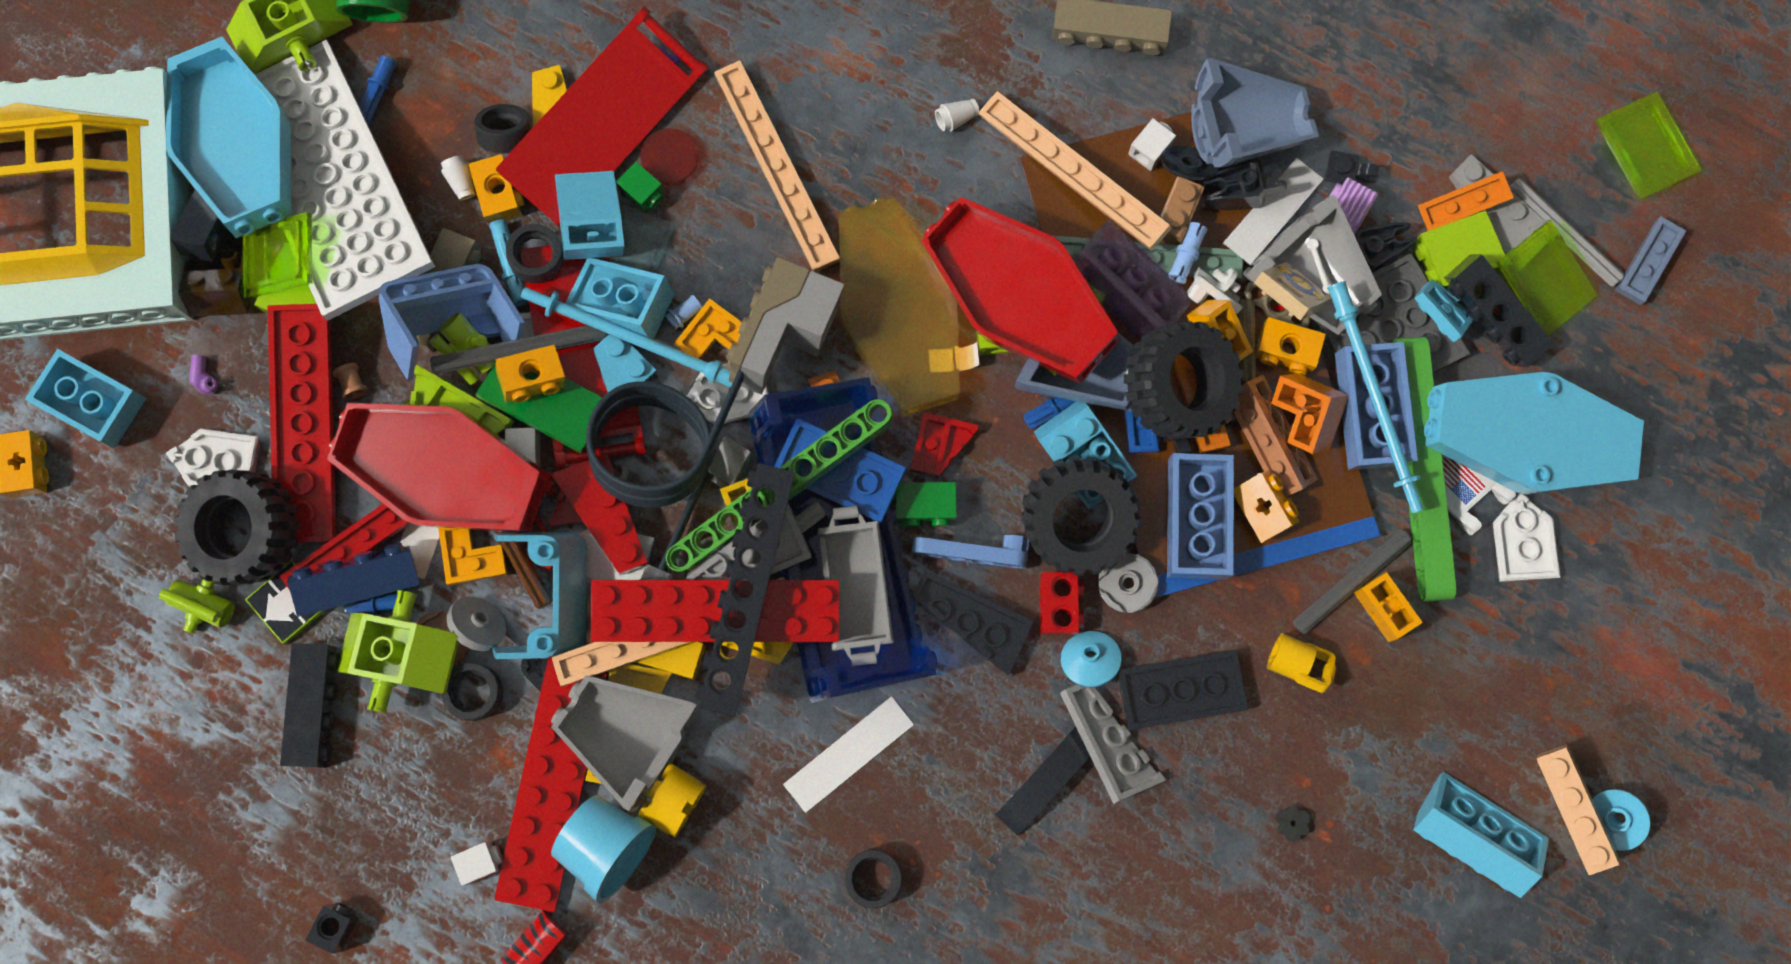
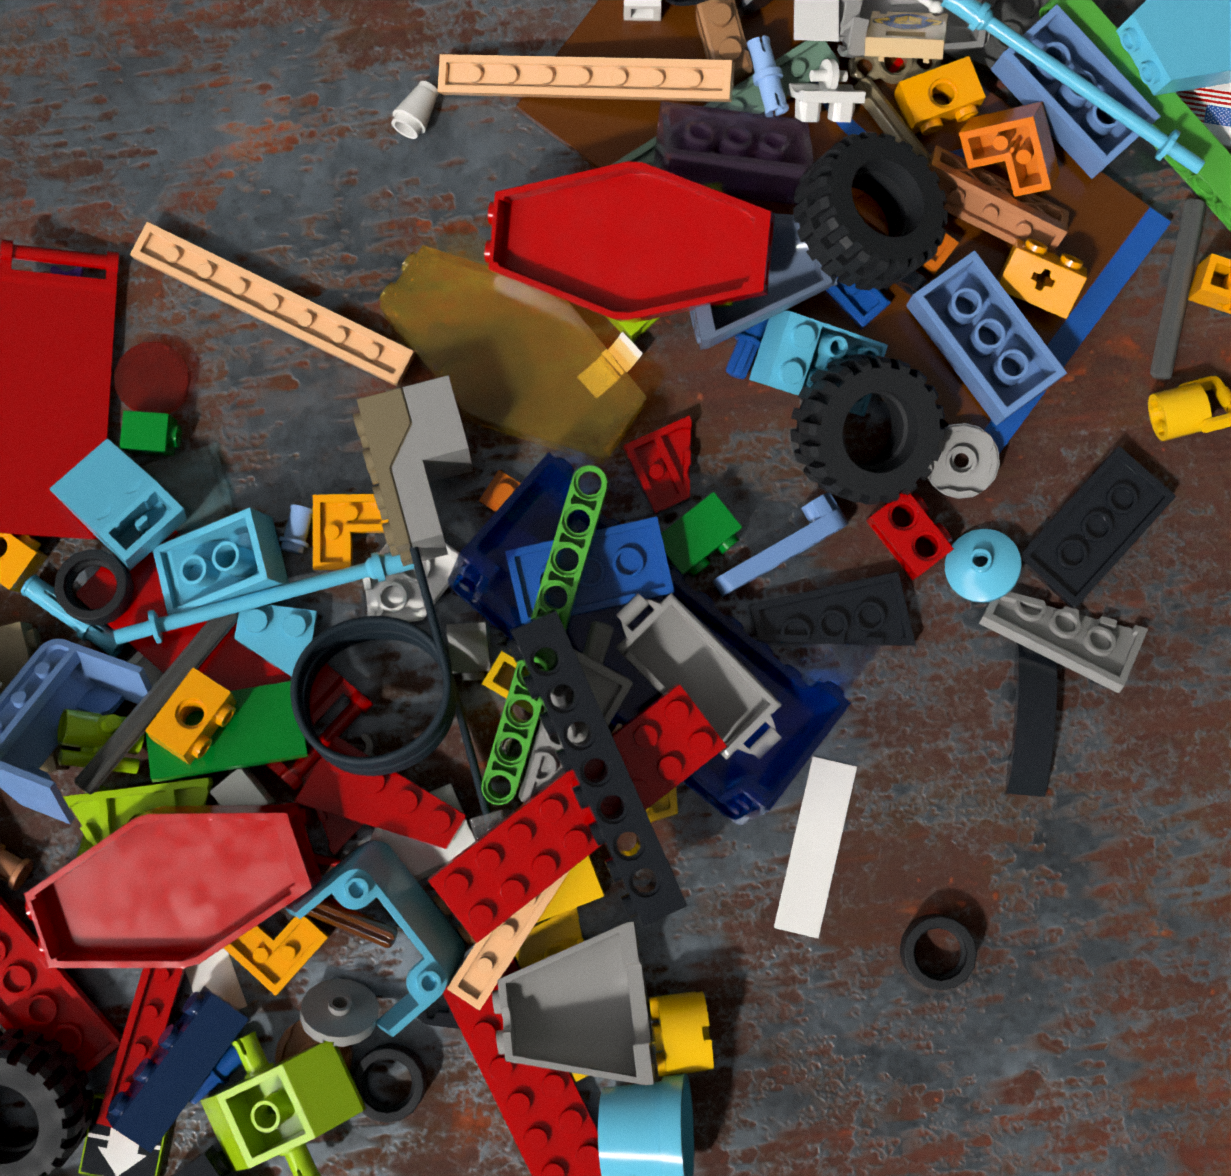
camera: 35 degrees left, 5 degrees up
(1223, 317) = (855, 116): light orange brick -> none

